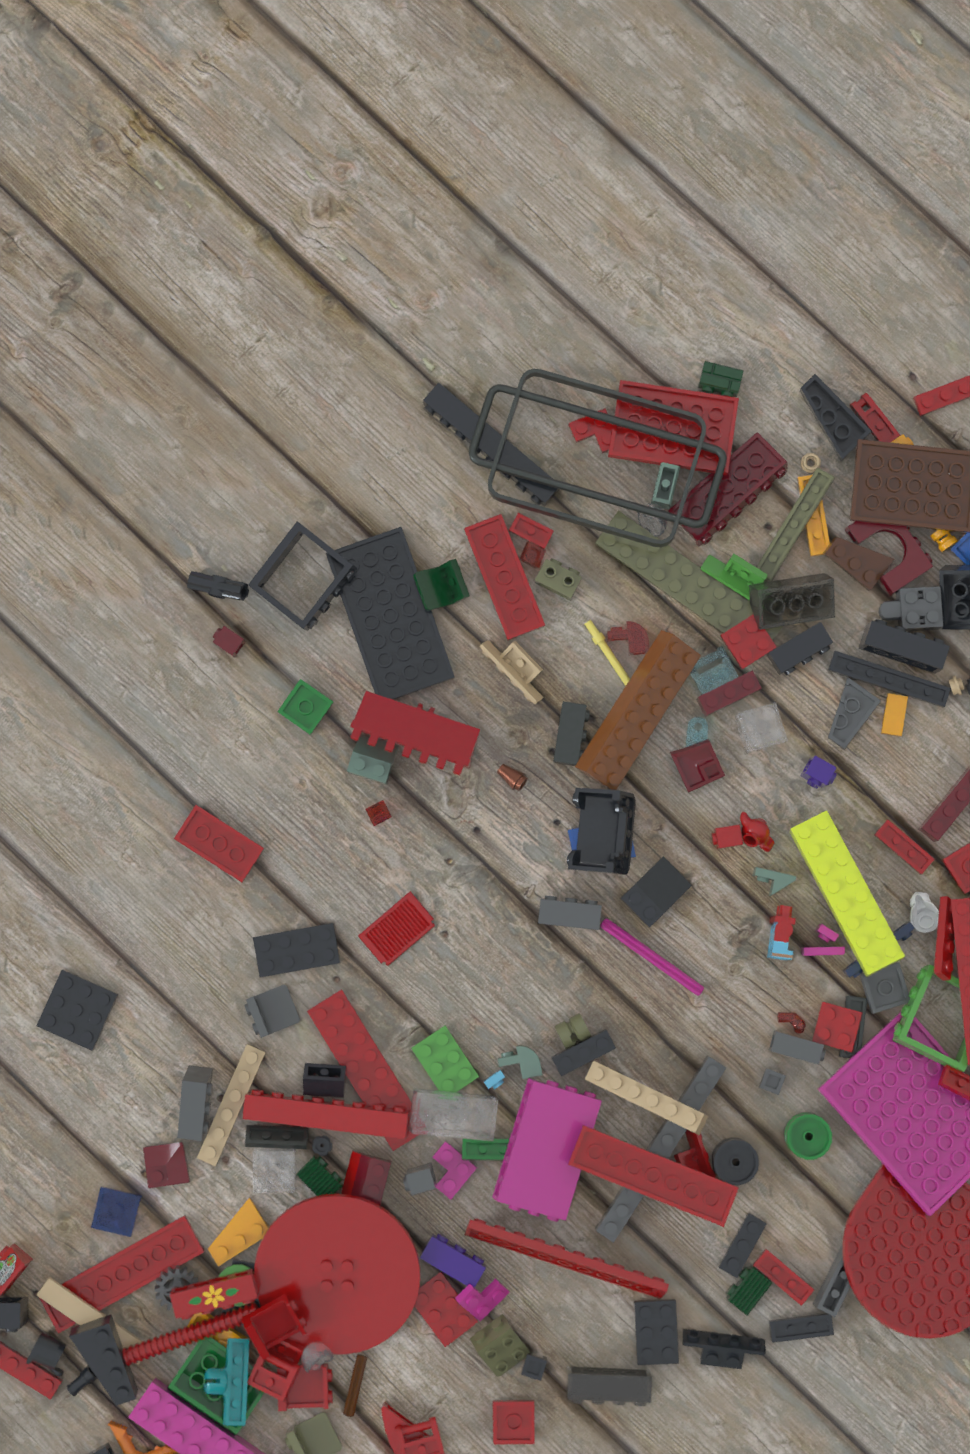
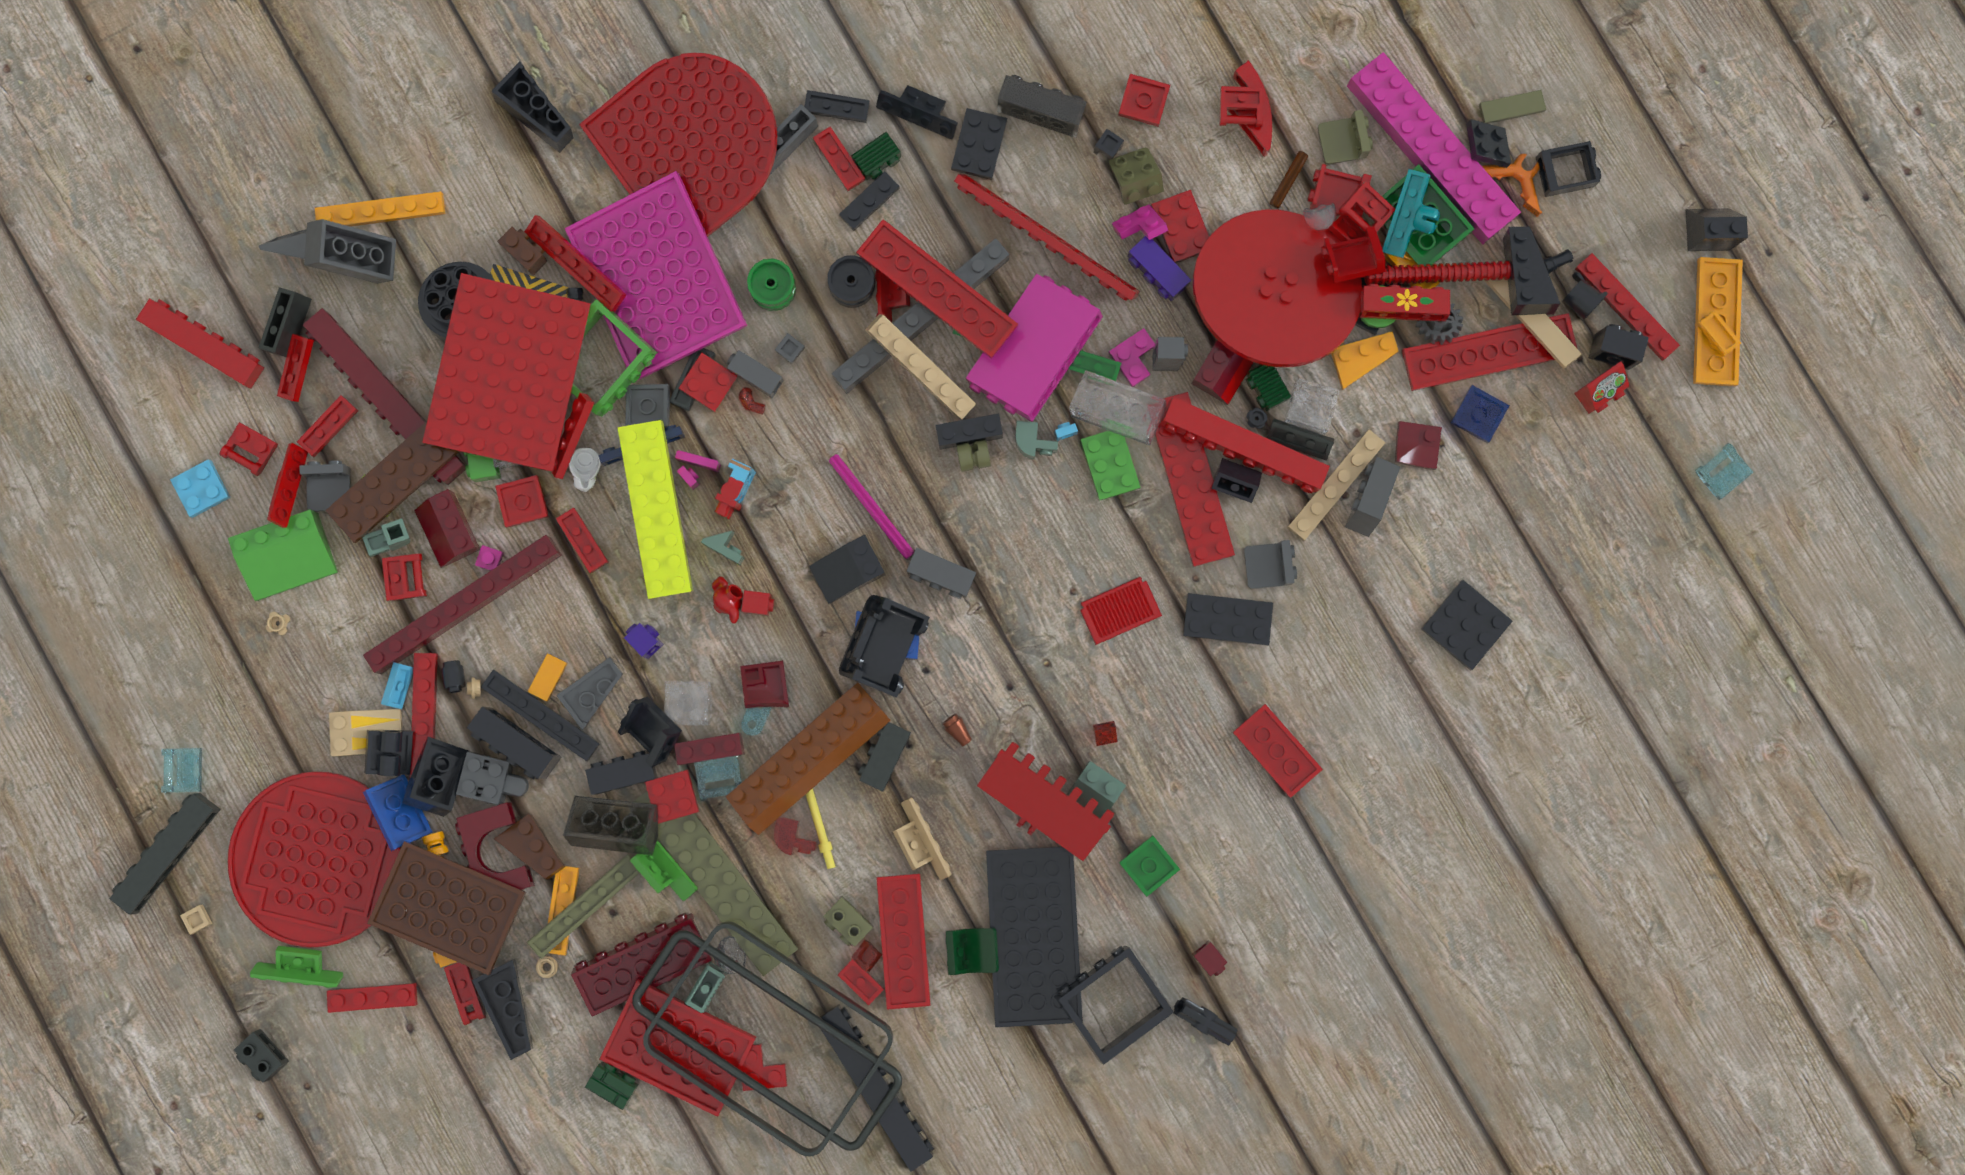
camera: 170 degrees left, 0 degrees up
(785, 694) = (651, 729): none -> black panel

